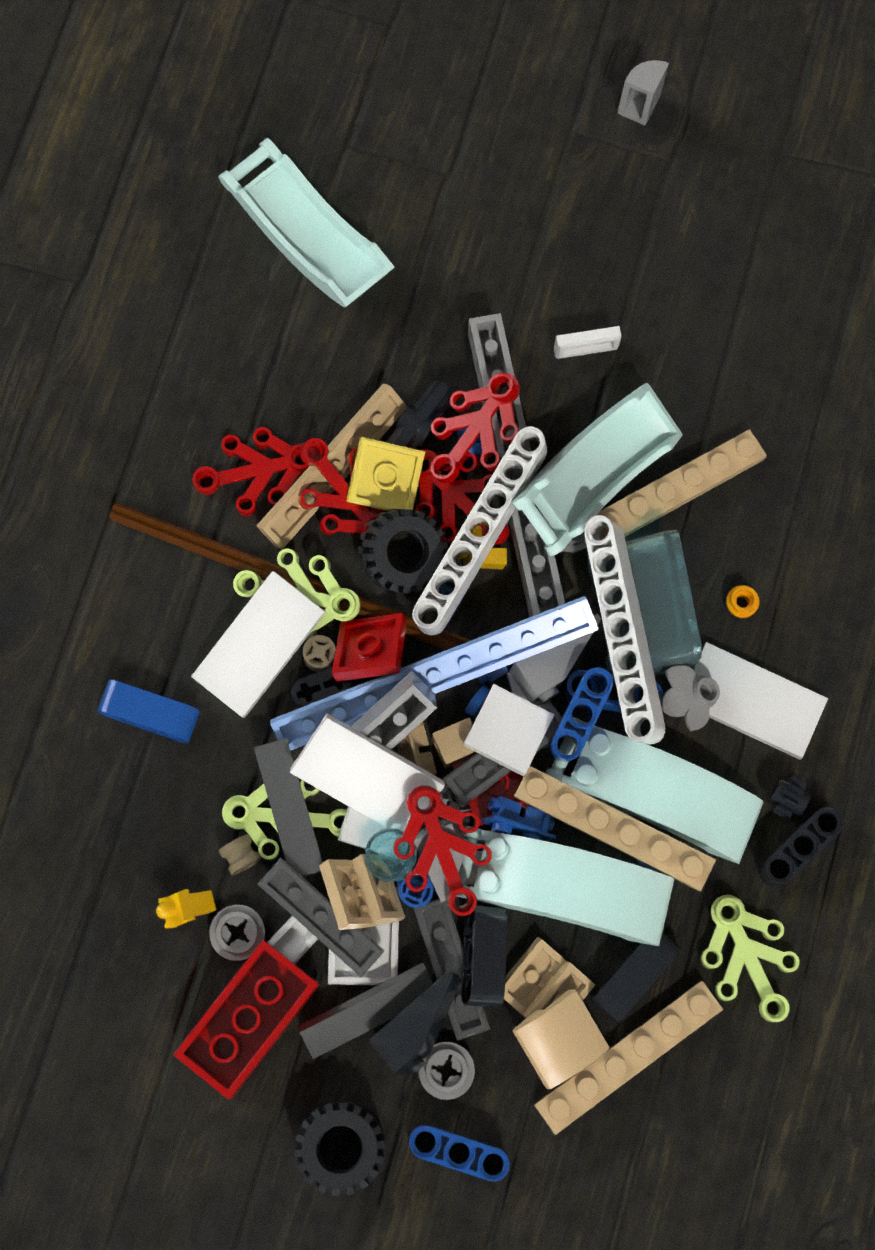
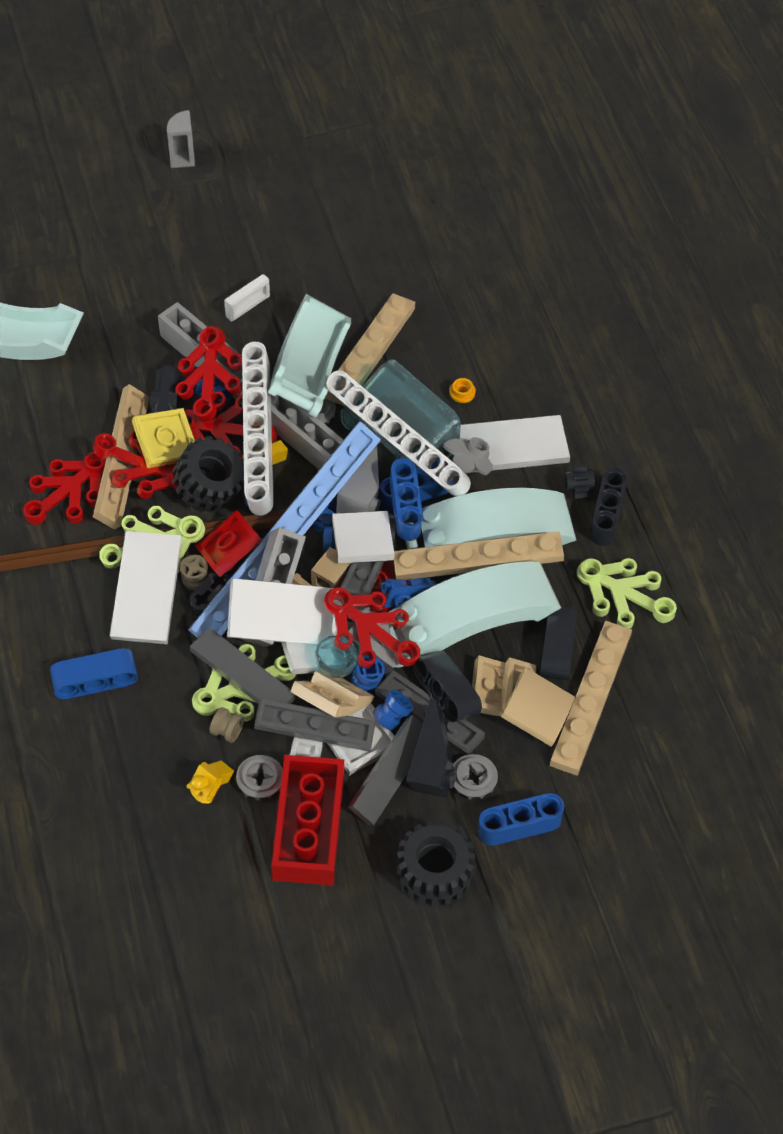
camera: 30 degrees left, 20 degrees down
(411, 947) = (393, 709): none -> blue wheel

